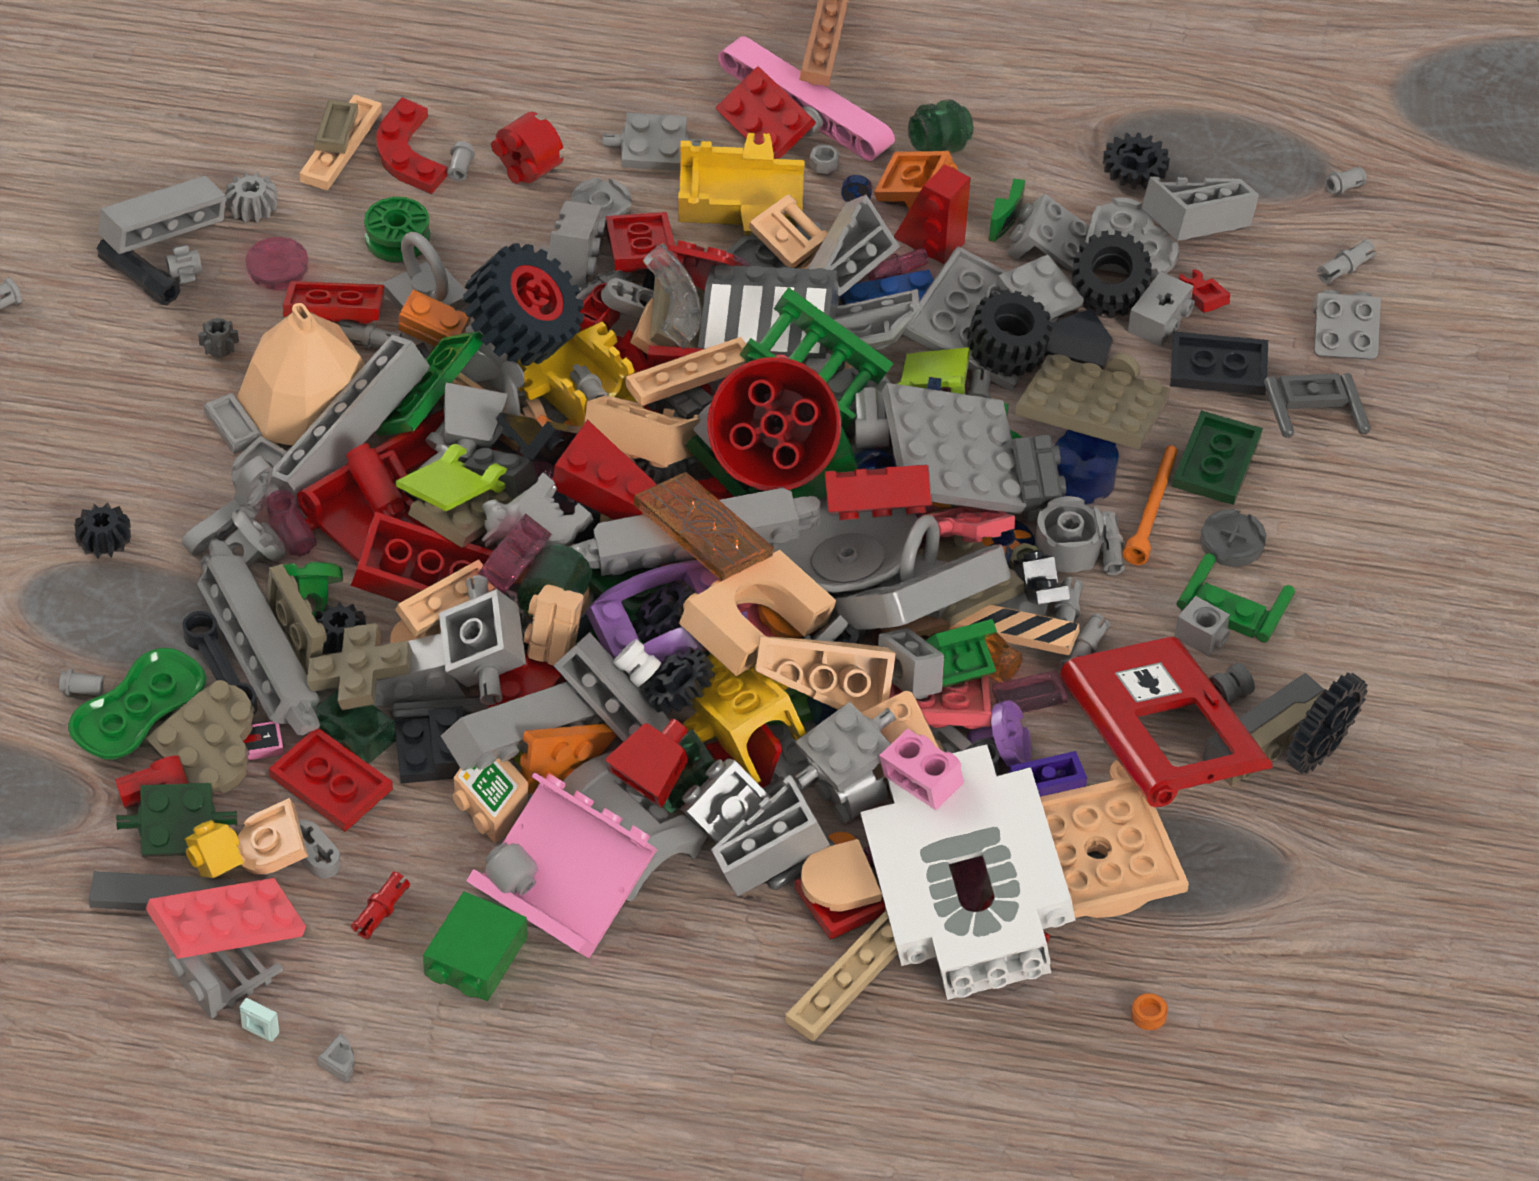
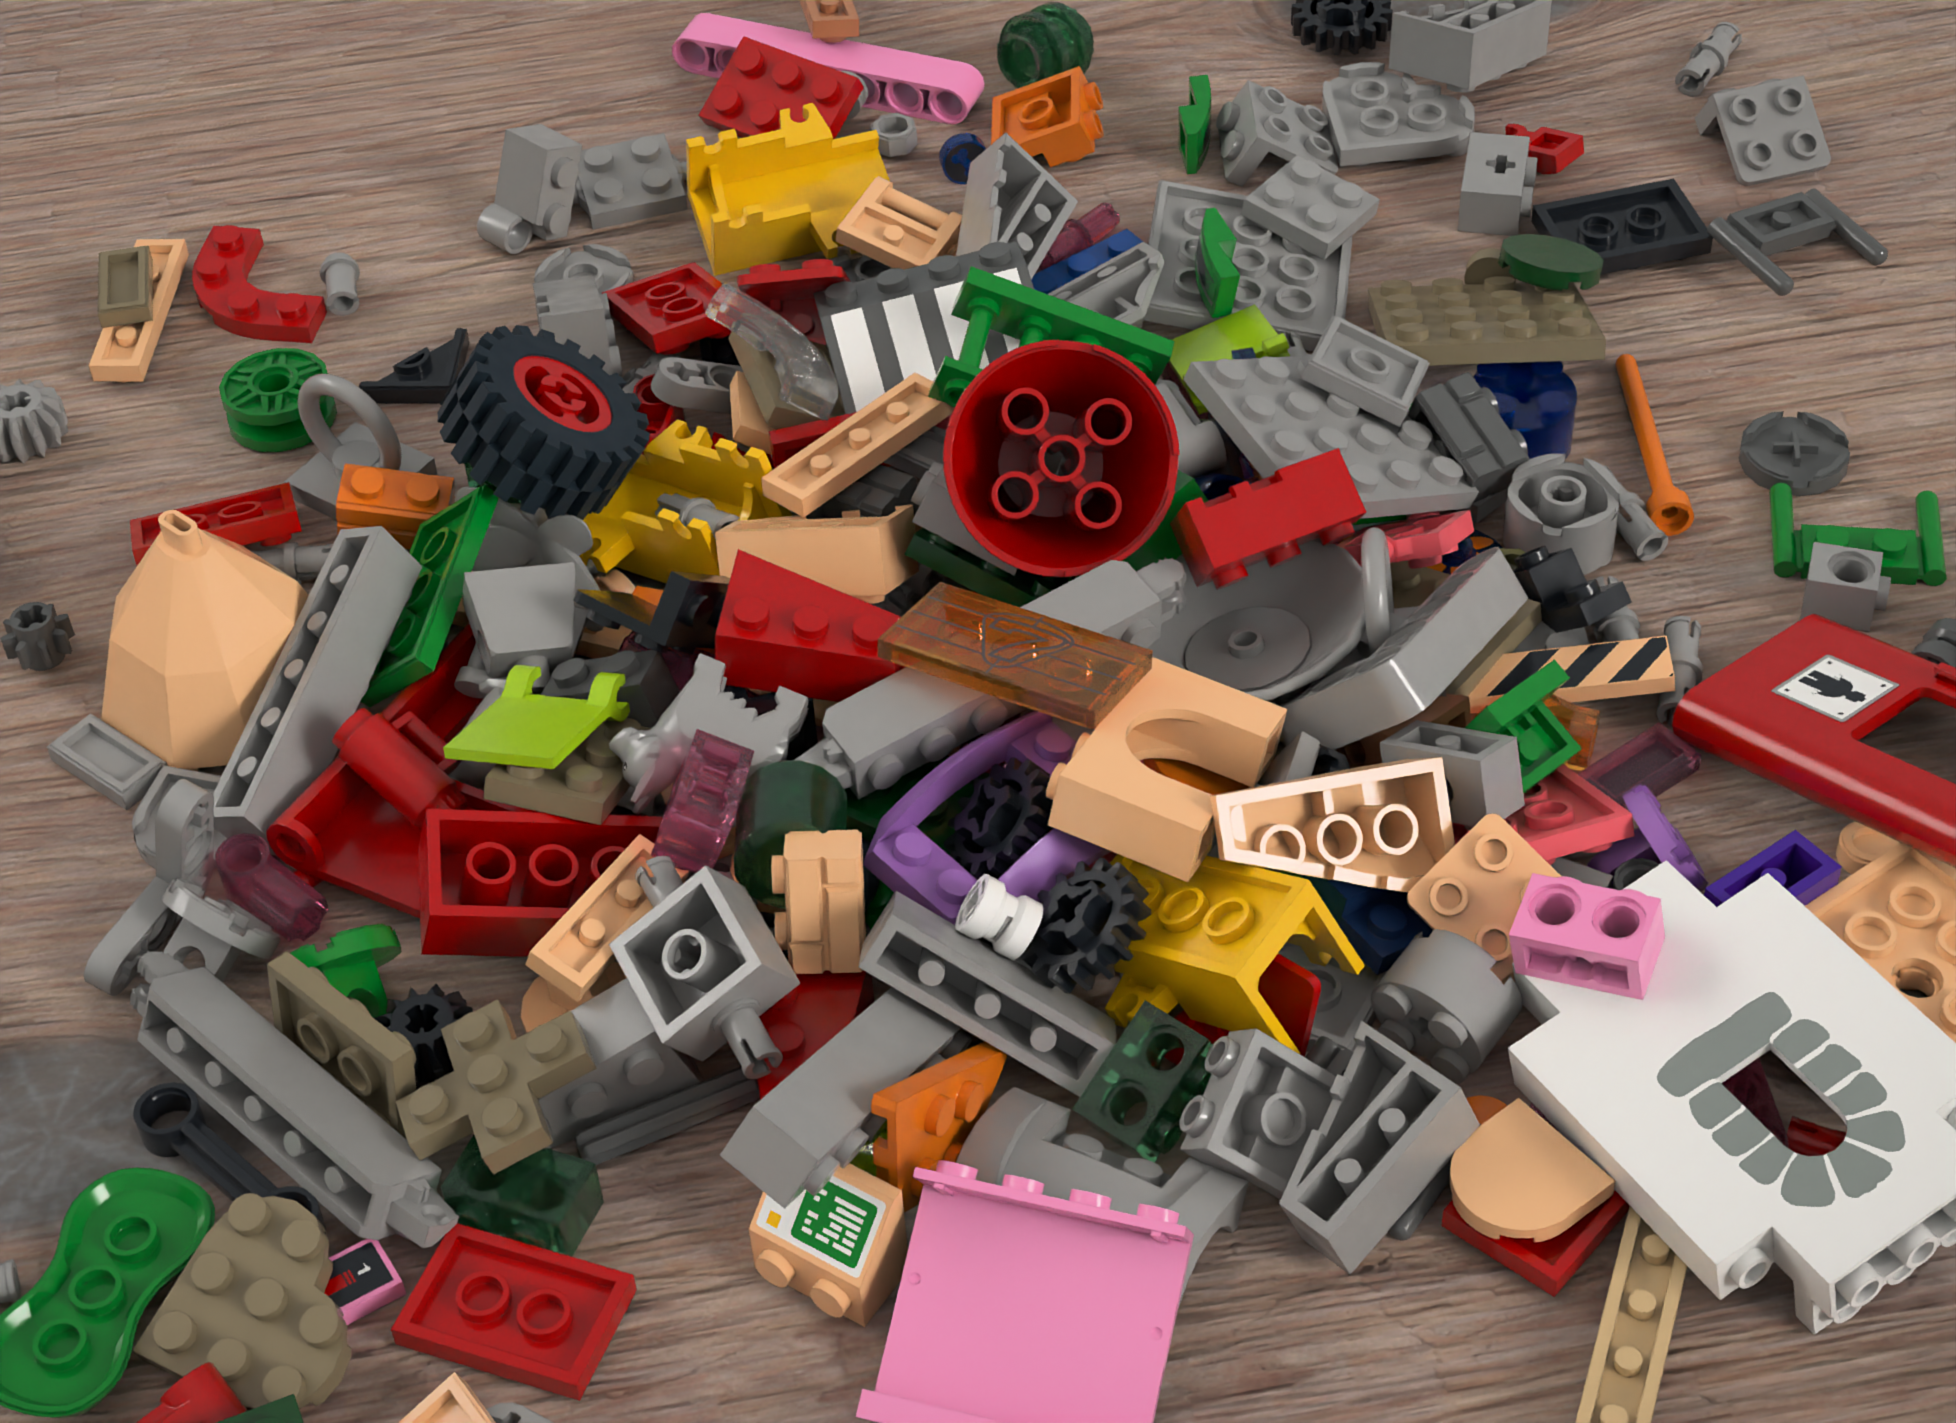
camera: 15 degrees left, 5 degrees down
(276, 262) = (96, 502): clear pink tile -> none
(421, 748) = (676, 1189): black plate -> none
(486, 237) = (422, 376): none -> black tile
(511, 868) = (934, 1364): light grey head -> none
(528, 148) = (443, 231): red brick -> none
(592, 133) = (532, 188): none -> light grey hinge
(651, 760) = (1101, 1079): red torso -> none
(843, 747) = (1430, 944): light grey plate -> none
(938, 215) = (1114, 142): red wedge -> none
(956, 314) = (1214, 268): none -> green slope
(992, 415) = (1365, 370): none -> light grey tile
(1013, 314) = (1307, 265): black tyre -> none
(1081, 339) = (1401, 251): black slope -> none
(1111, 250) = (1410, 122): black tyre -> none
(1153, 374) = (1550, 261): none -> dark green tile
(1217, 457) = (1702, 351): dark green plate -> none

